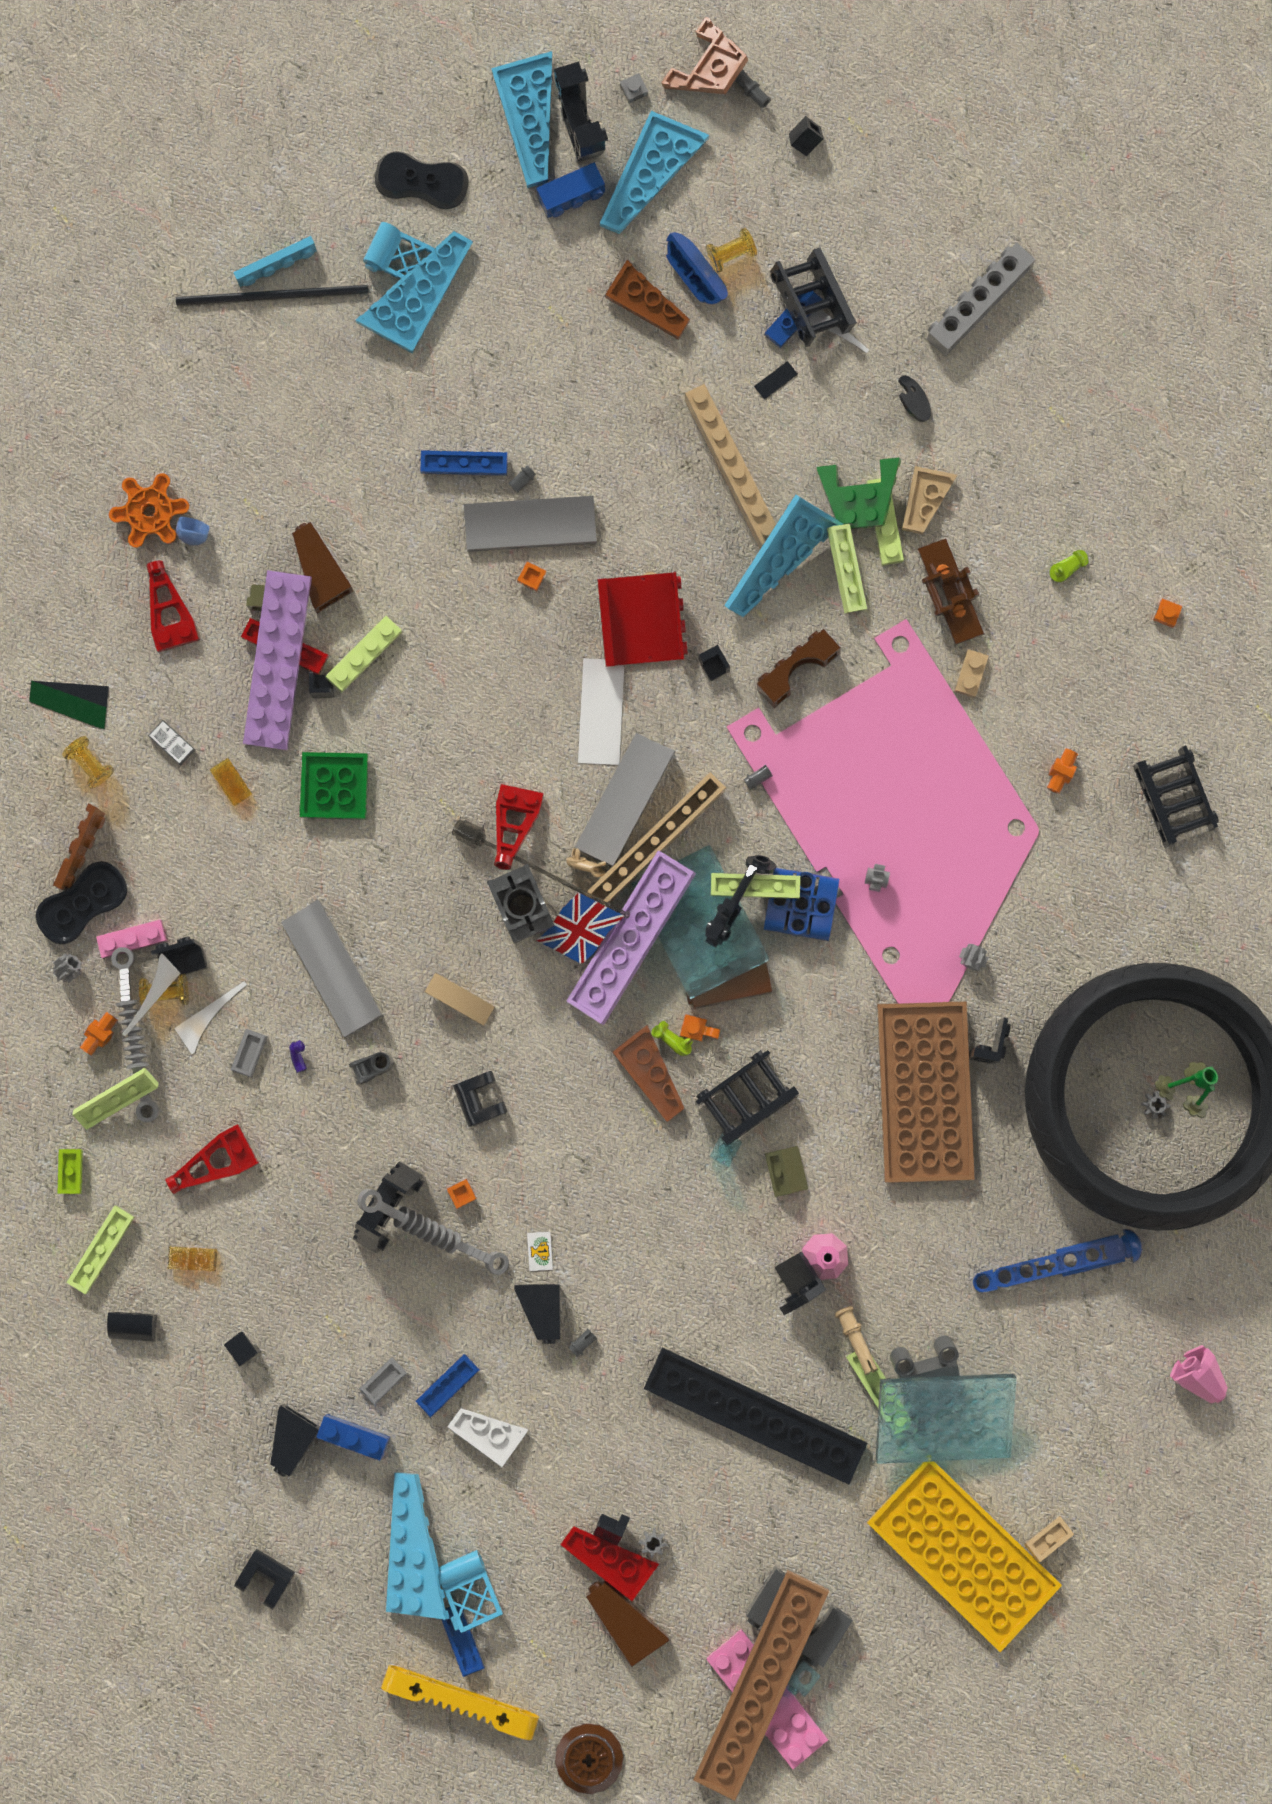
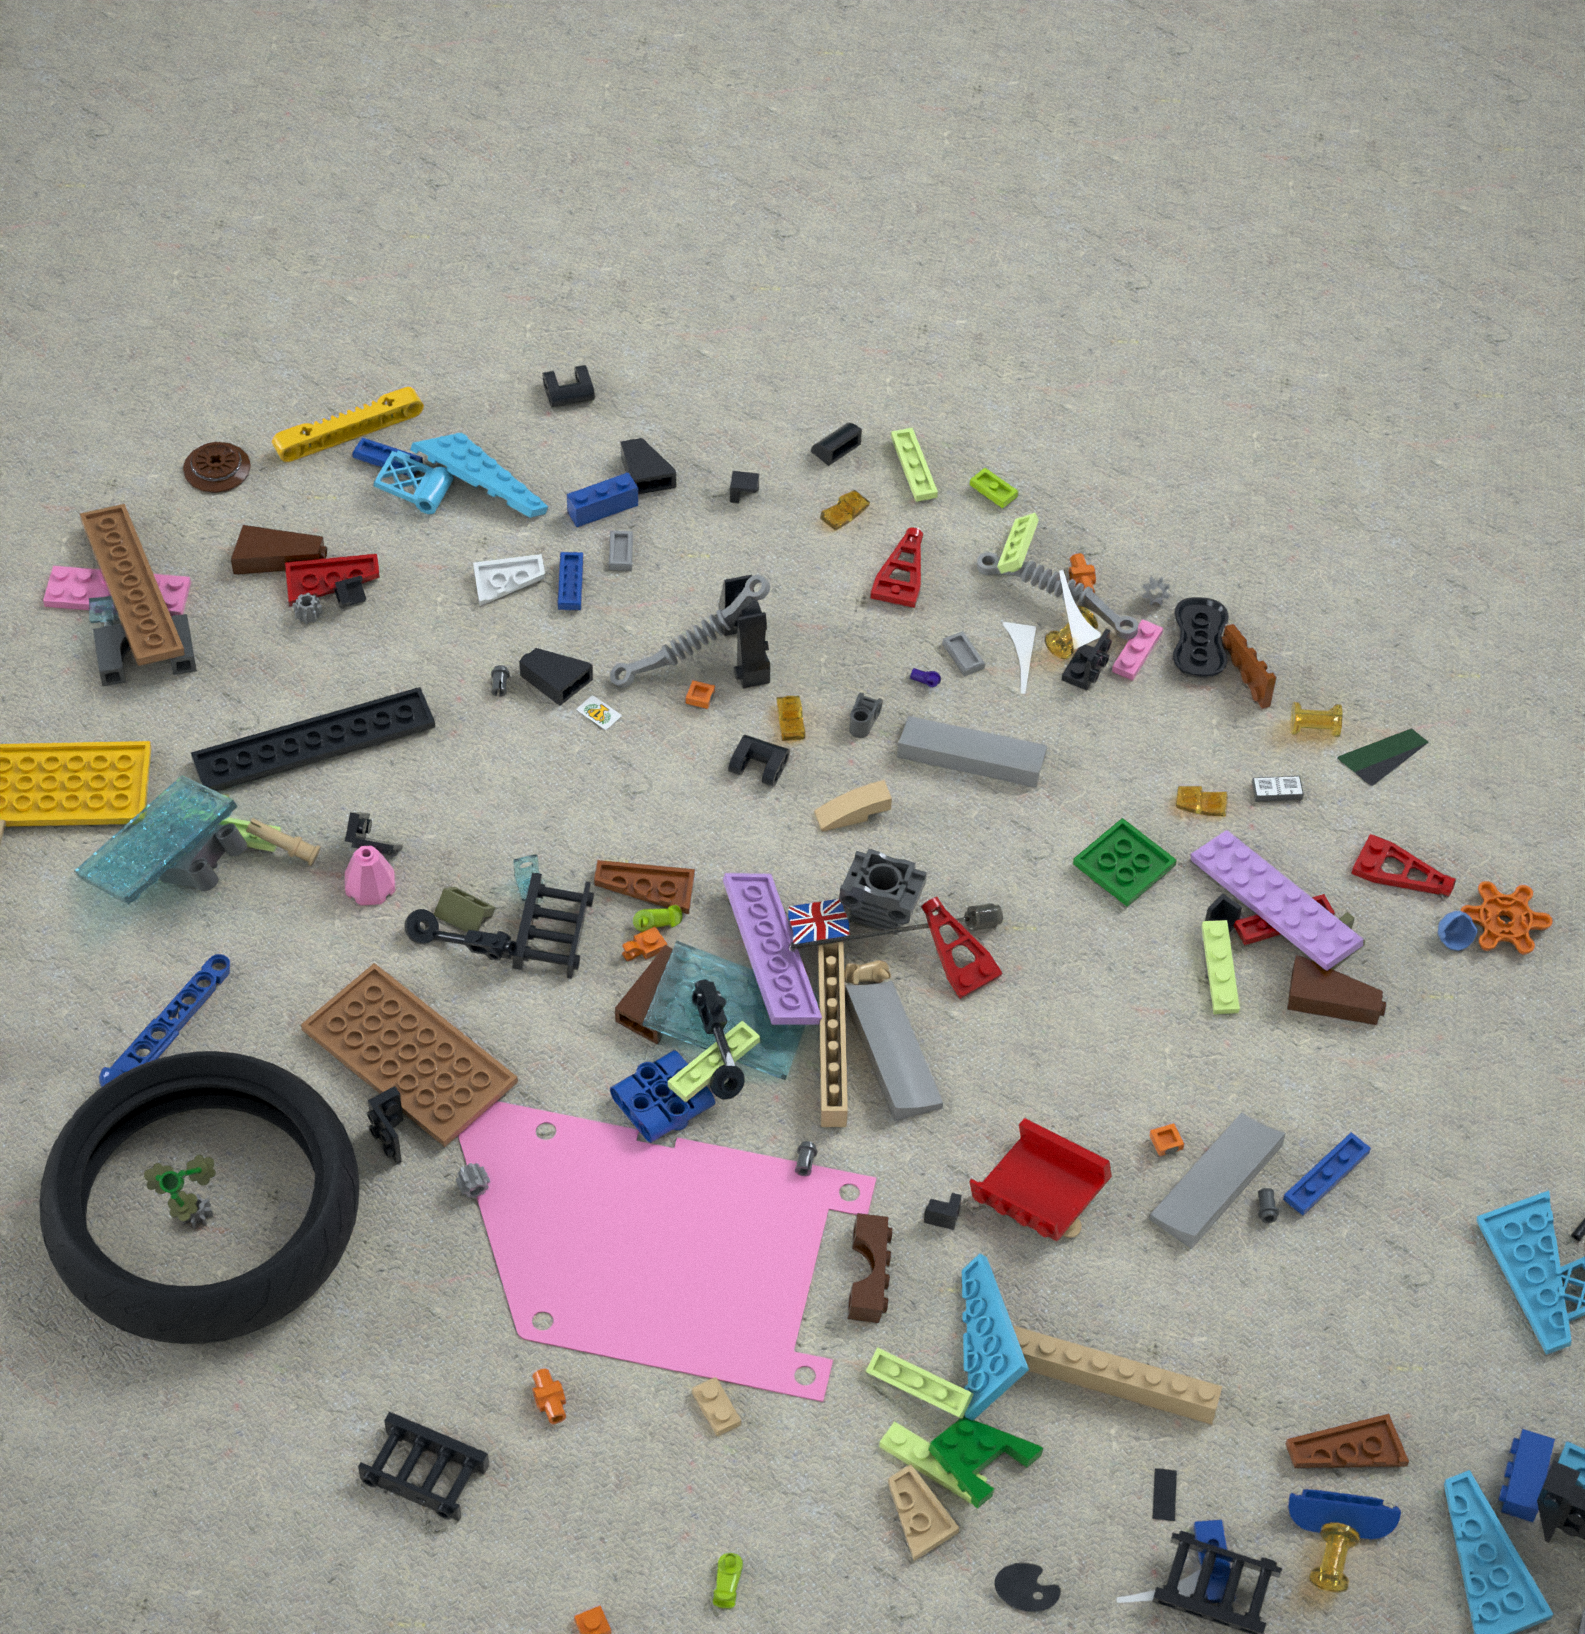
camera: 130 degrees right, 30 degrees down
(421, 1115) = (790, 718): none -> clear yellow slope
(600, 713) = (986, 1095): white sticker -> none
(803, 1110) = (489, 944): none -> black piece
(877, 877) = (620, 1167): light grey gear -> none
(956, 587) = (807, 1460): reddish brown piece -> none

